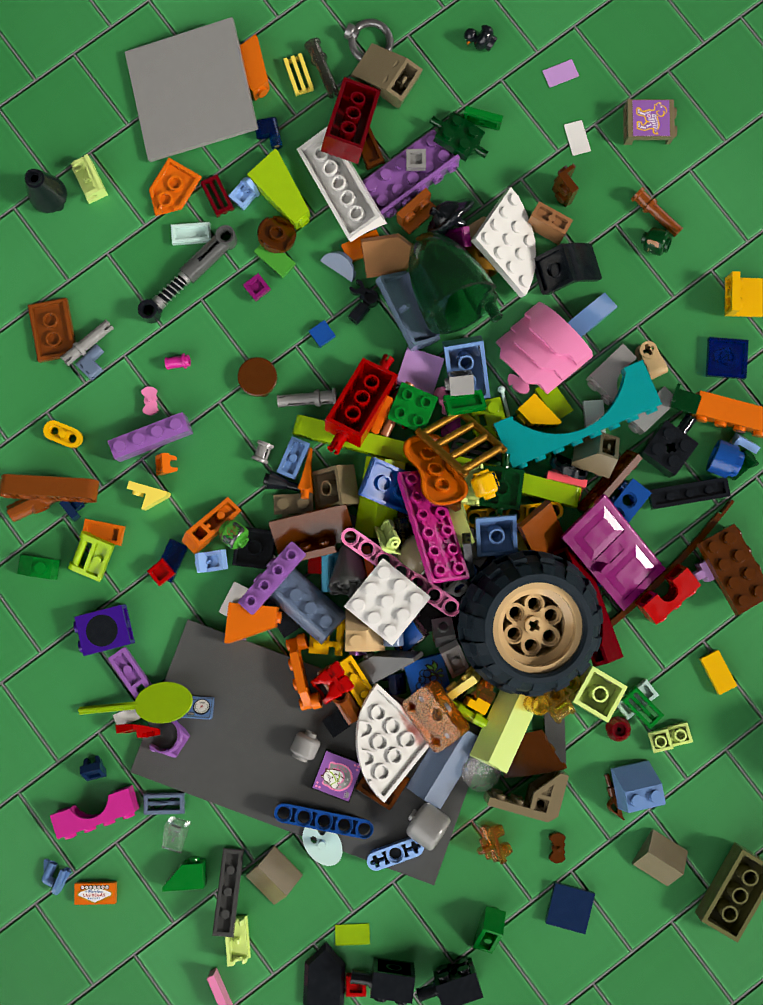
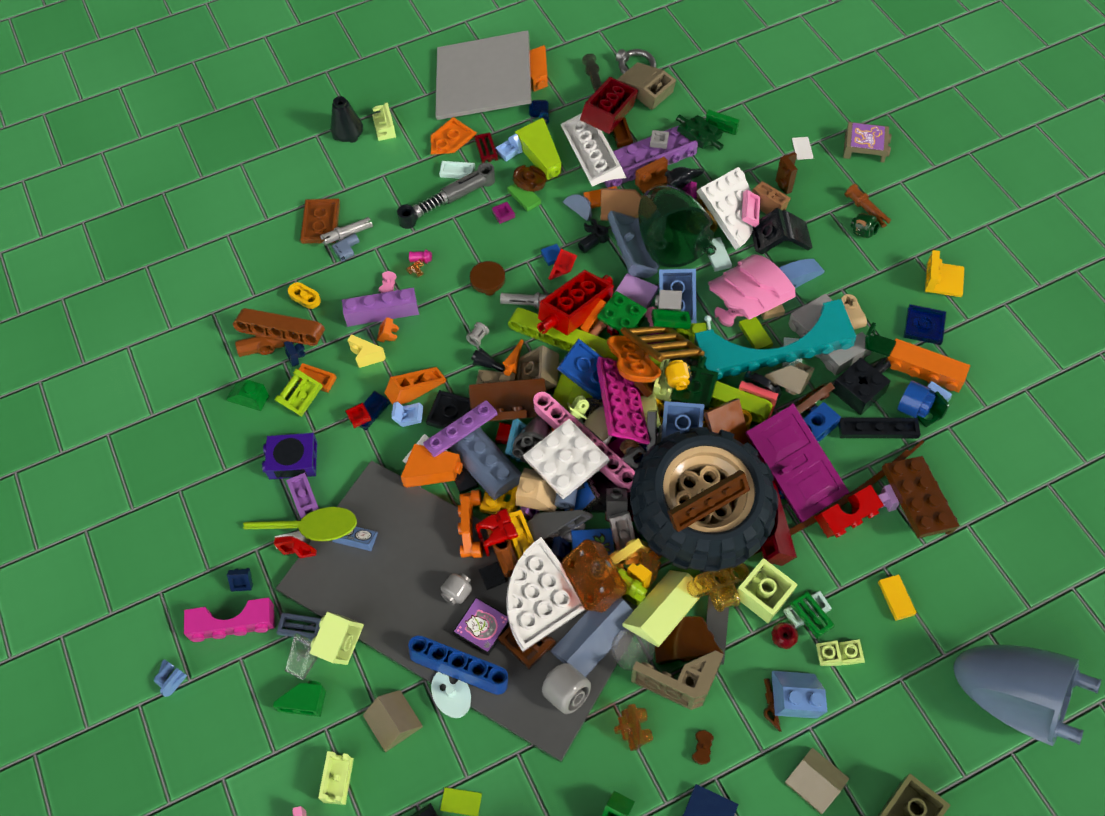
camera: 15 degrees right, 25 degrees down
(95, 893) = (203, 703): tile -> none
(176, 378) = (415, 268): none -> clear orange tile
(182, 738) = (328, 569): medium lavender helmet -> none
(204, 819) = (336, 638): none -> yellowish green brick
(228, 893) = (339, 723): dark grey tile -> none
(233, 534) = (434, 392): bright green head -> none
(293, 60) = (571, 69): light yellow tile -> none
(293, 458) = (504, 343): medium blue plate -> none
(336, 346) = (562, 264): none -> red slope
(392, 861) = (532, 722): light blue beam -> none
(483, 40) = (730, 73): black animal -> none
(505, 305) = (720, 259): none -> light aqua tile
(531, 242) = (750, 208): none -> bright pink tile
(536, 414) = (738, 335): yellow slope -> none
(541, 648) = (709, 500): none -> reddish brown plate
(560, 73) = (793, 104): lavender sticker -> none

